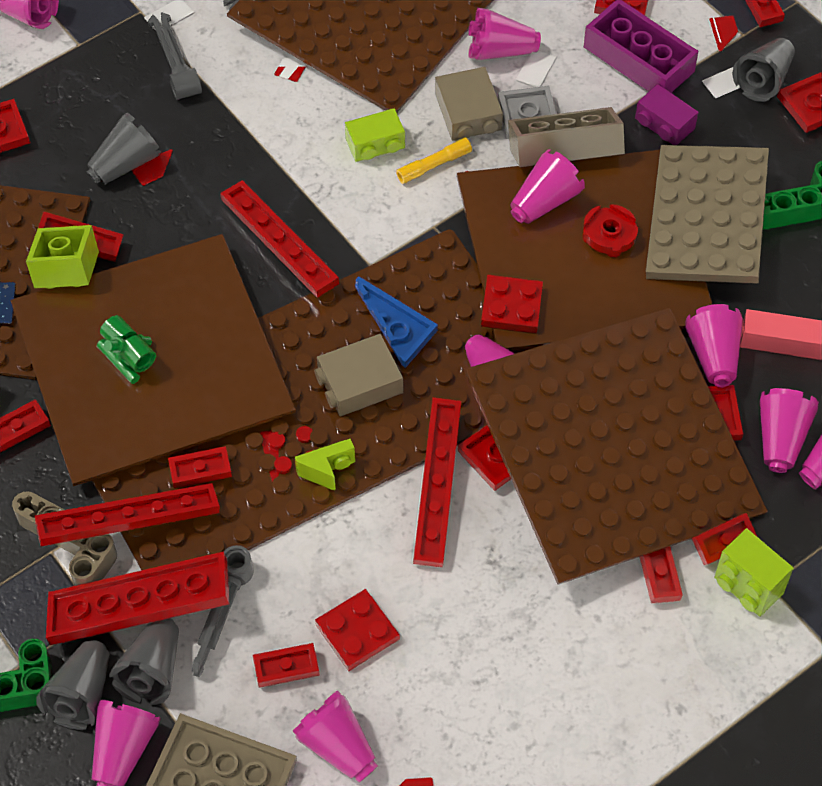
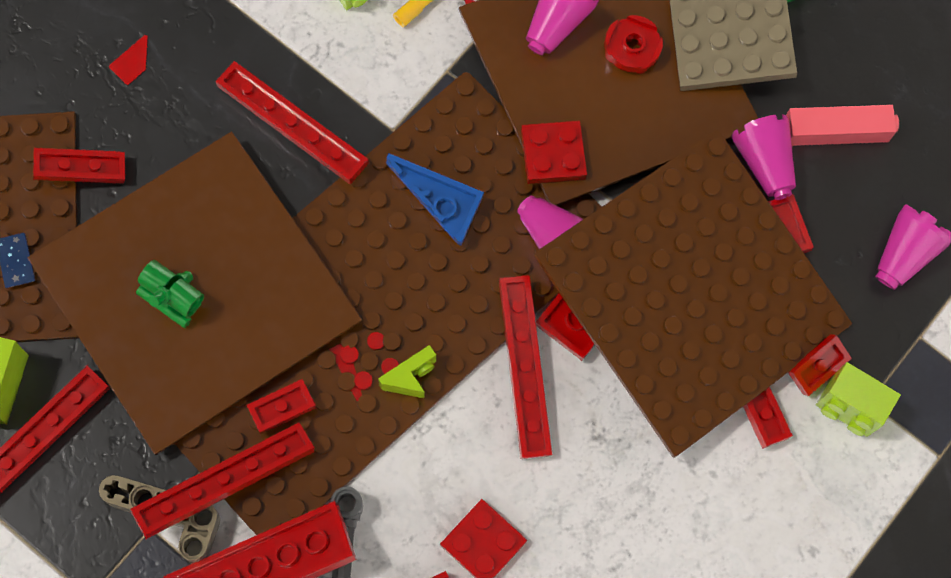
camera: 20 degrees left, 15 degrees up
(62, 256) = (71, 199): lime brick -> none
(122, 151) = (96, 53): dark grey cone -> none
(359, 375) = (417, 267): dark tan brick -> none
(784, 426) = (853, 233): dark pink cone -> none

